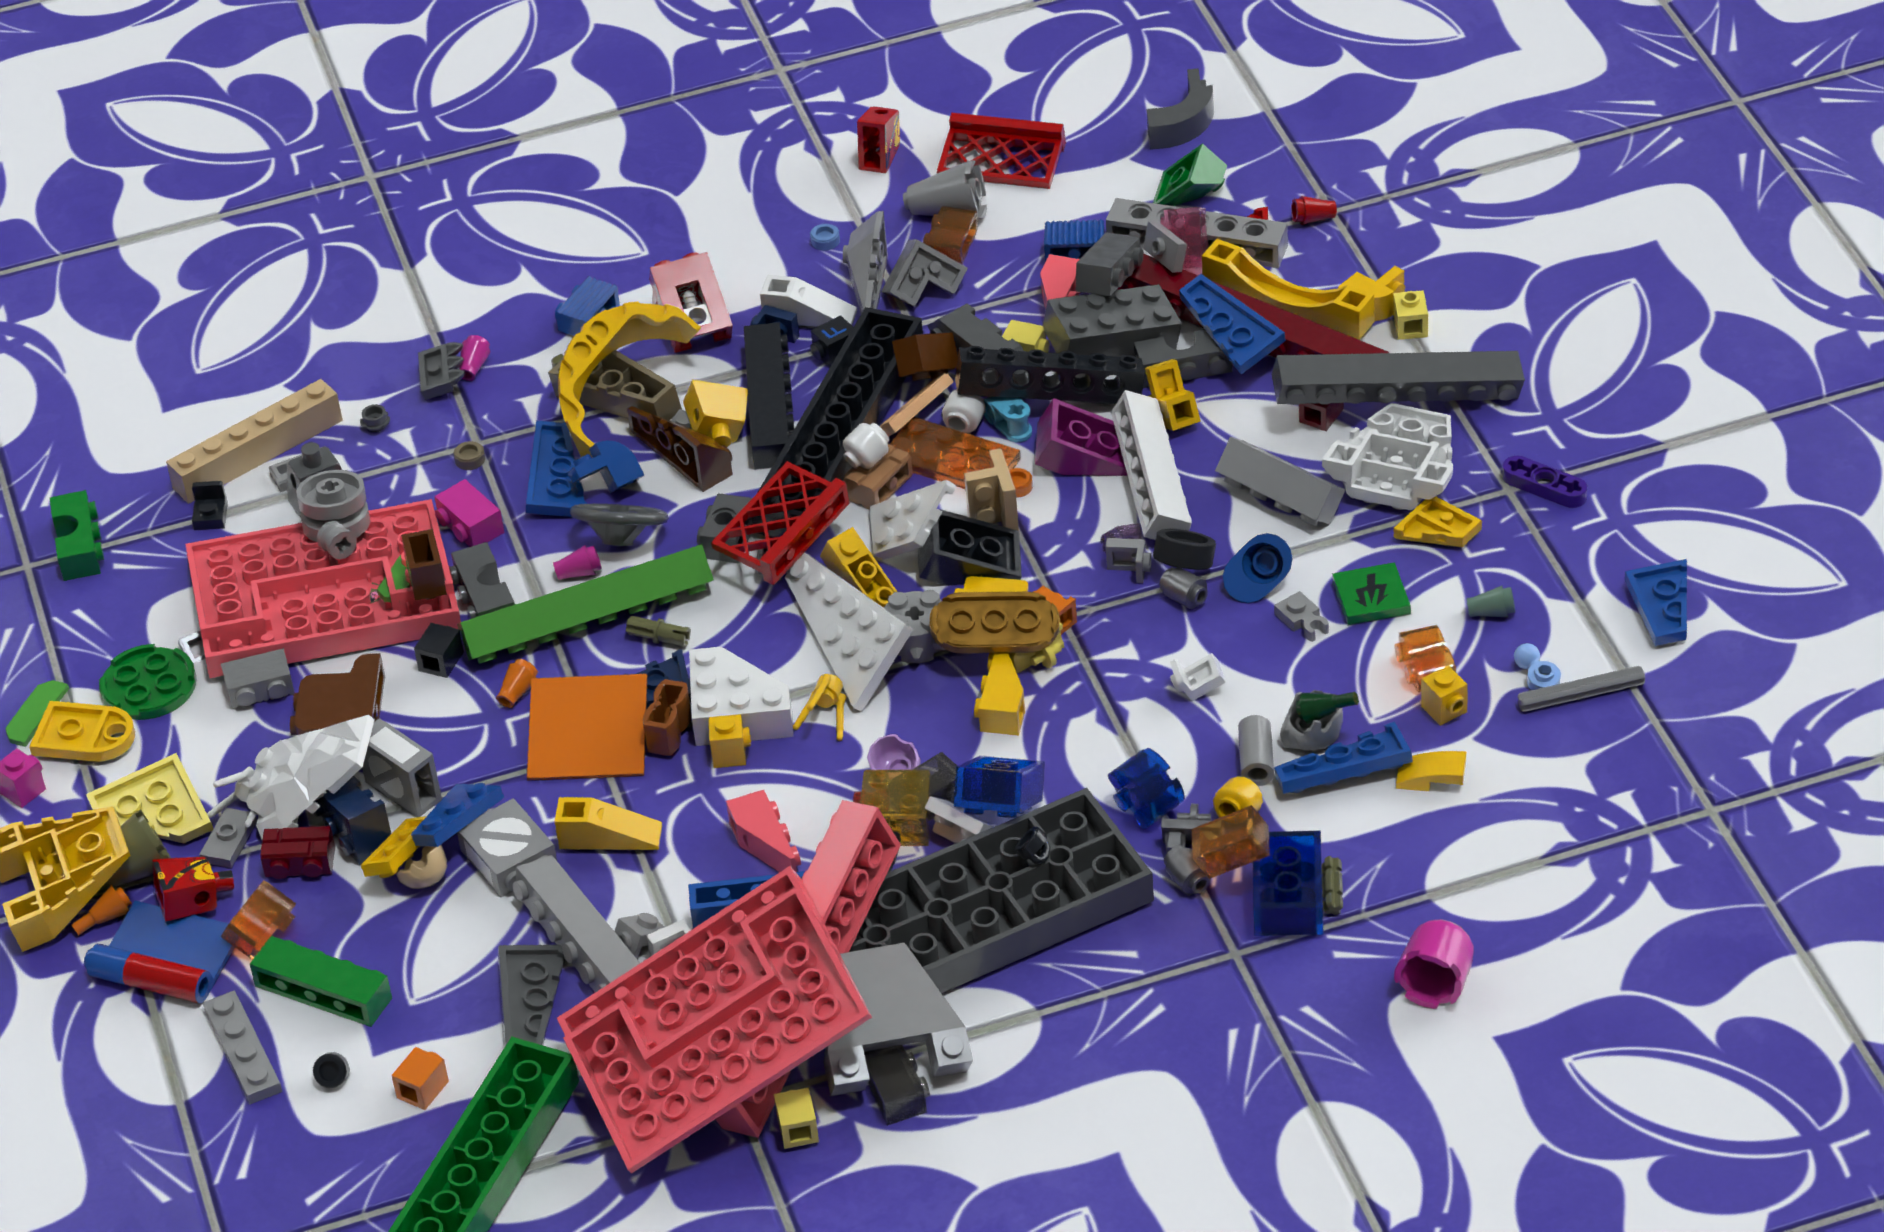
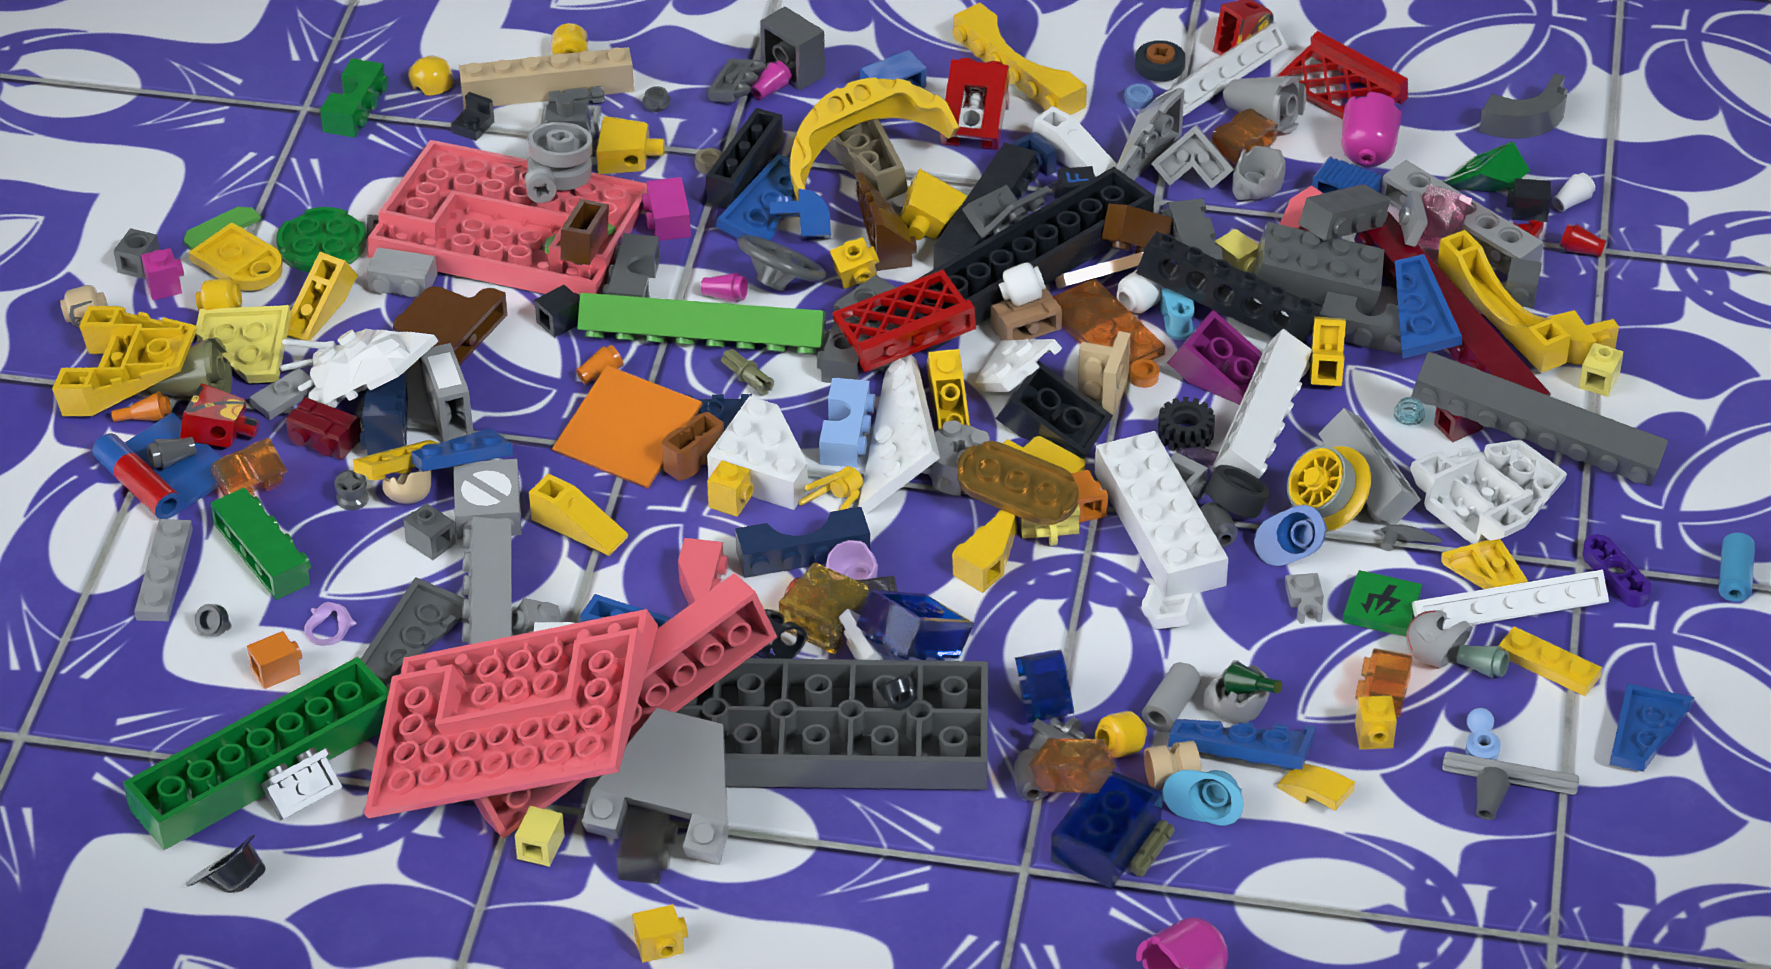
camera: 25 degrees right, 0 degrees up
(94, 773) = (219, 294): none -> yellow head
(134, 482) = (431, 75): none -> yellow hair
(165, 937) = (168, 452): none -> dark grey cone
(196, 732) = (320, 296): none -> yellow slope
(248, 397) = (569, 39): none -> yellow head
(292, 447) = (581, 95): none -> dark grey axle
(369, 896) = (351, 490): none -> dark grey wheel
(383, 472) = (625, 146): none -> yellow torso
(428, 1017) = (320, 614): none -> lavender piece
(475, 900) = (429, 531): none -> dark grey brick
(478, 311) = (796, 44): none -> dark grey brick
(509, 438) = (744, 157): none -> black brick
(538, 1174) = (301, 784): none -> bracket
(685, 491) = (854, 262): none -> yellow brick
(737, 582) = (839, 357): none -> dark grey brick
(742, 261) = (1047, 86): none -> yellow arch
(790, 391) = (1001, 209): none -> dark grey bracket
(793, 646) = (843, 435): none -> light blue arch
(801, 781) = (767, 551): none -> dark blue arch
(822, 196) = (1160, 60): none -> black wheel
(891, 174) = (1230, 65): none -> white tile
(965, 1151) = (659, 933): none -> yellow brick
(991, 262) = (1258, 173): none -> light grey hair
(1063, 183) = (1370, 129): none -> dark pink cylinder
(1090, 500) = (1186, 413): none -> black tyre
(1131, 598) = (1161, 515): none -> white brick
(1243, 191) = (1530, 200): none -> black brick
(1262, 504) = (1331, 482): none -> yellow piece
(1274, 419) = (1409, 411): none -> clear light blue plate
(1275, 168) = (1576, 190): none -> white cone
(1291, 264) = (1523, 281): none -> dark grey brick
(1304, 805) = (1163, 762): none -> tan wheel
(1347, 525) = (1406, 533): none -> dark grey bar
(1351, 820) = (1204, 796): none -> medium azure piece
(1441, 606) = (1432, 644): none -> light grey helmet
(1478, 546) = (1519, 599): none -> white tile
(1546, 581) = (1551, 661): none -> yellow plate
(1577, 708) = (1491, 790): none -> dark grey cone
(1642, 435) = (1736, 567): none -> dark azure brick

